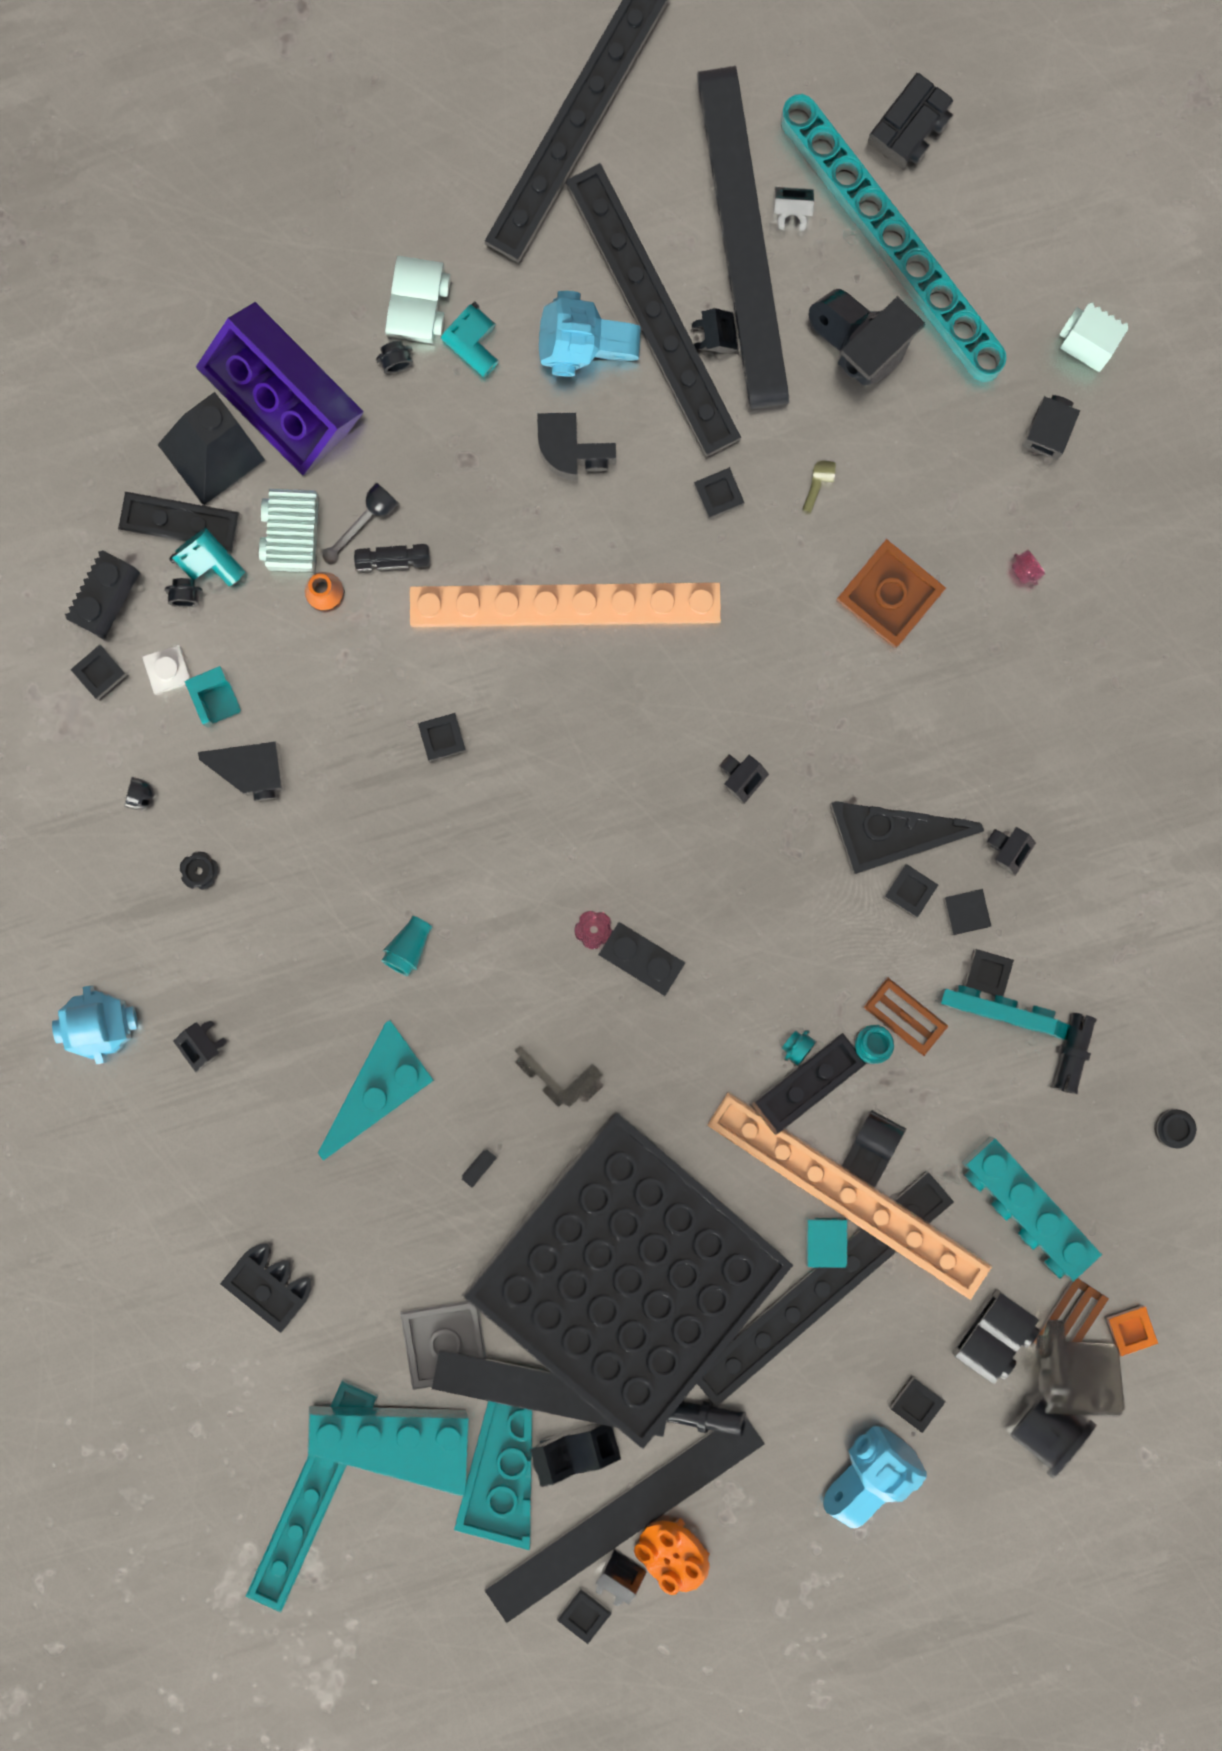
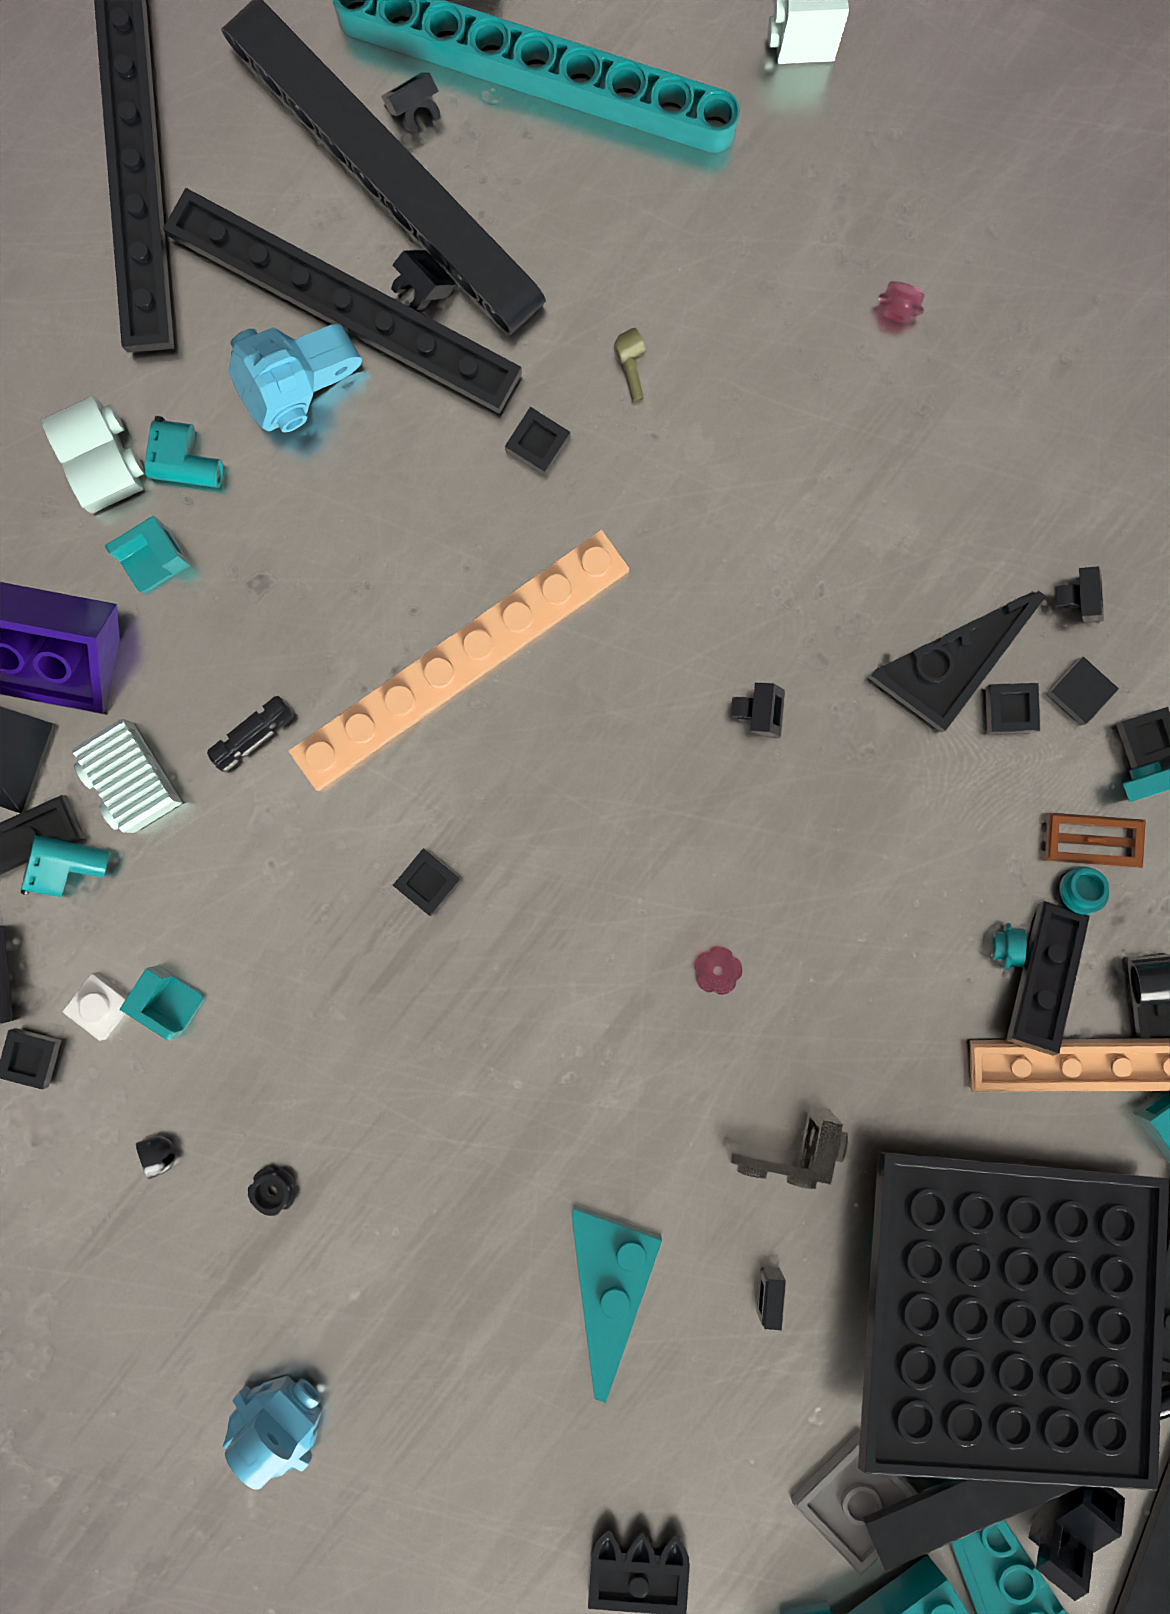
camera: 35 degrees left, 0 degrees up
(183, 593) = (60, 917): black plate -> none
(197, 1046) = (395, 1376): black tile -> none
(249, 768) = (251, 1051): black slope -> none
(327, 599) = (212, 815): orange cone -> none
(378, 503) = (197, 688): hinge -> none
(395, 357) = (110, 524): black plate -> none
(406, 392) = (148, 554): none -> teal panel
(407, 946) = (540, 1122): teal cone -> none
(560, 449) = (353, 507): black brick -> none
(641, 958) = (790, 968): black brick -> none
(838, 320) = (581, 180): black piece -> none
(883, 338) = (599, 152): black tile -> none
(891, 593) = (781, 423): dark orange tile -> none
(1051, 426) = (828, 142): black brick -> none

